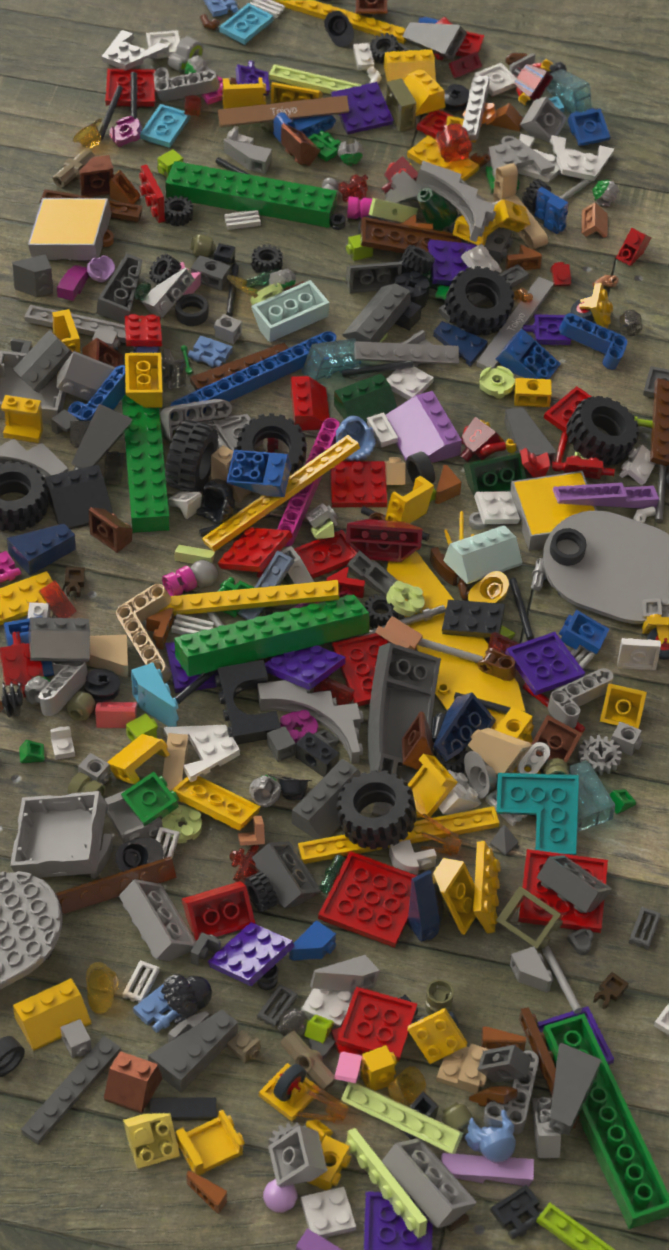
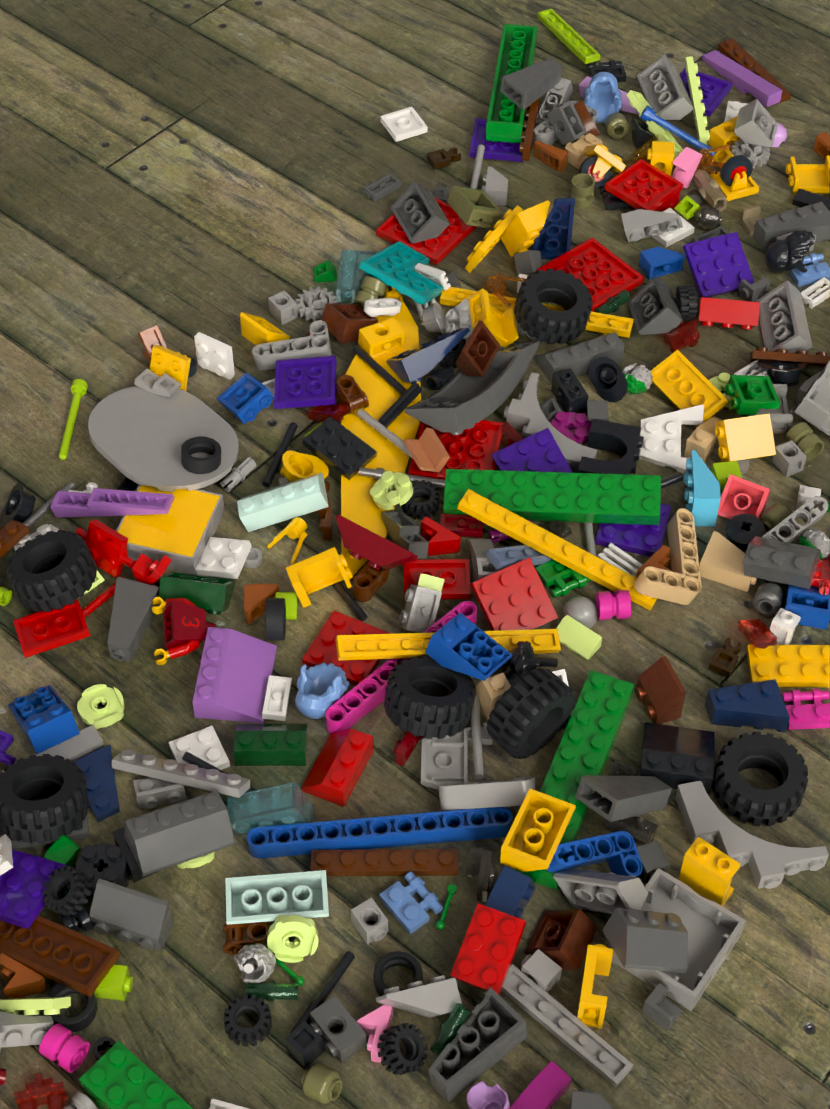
camera: 150 degrees left, 0 degrees up
(241, 284) = (312, 972): clear yellow slope -> none
(256, 837) = (669, 341): nougat panel -> none
(395, 471) = (299, 638): tan slope -> none
(420, 1105) = (650, 115): none -> blue piece
(452, 677) = (399, 406): none -> black axle
(499, 749) = (409, 315): tan slope -> none
(514, 820) = (433, 274): none -> white tile
(532, 392) = (74, 670): yellow brick -> none

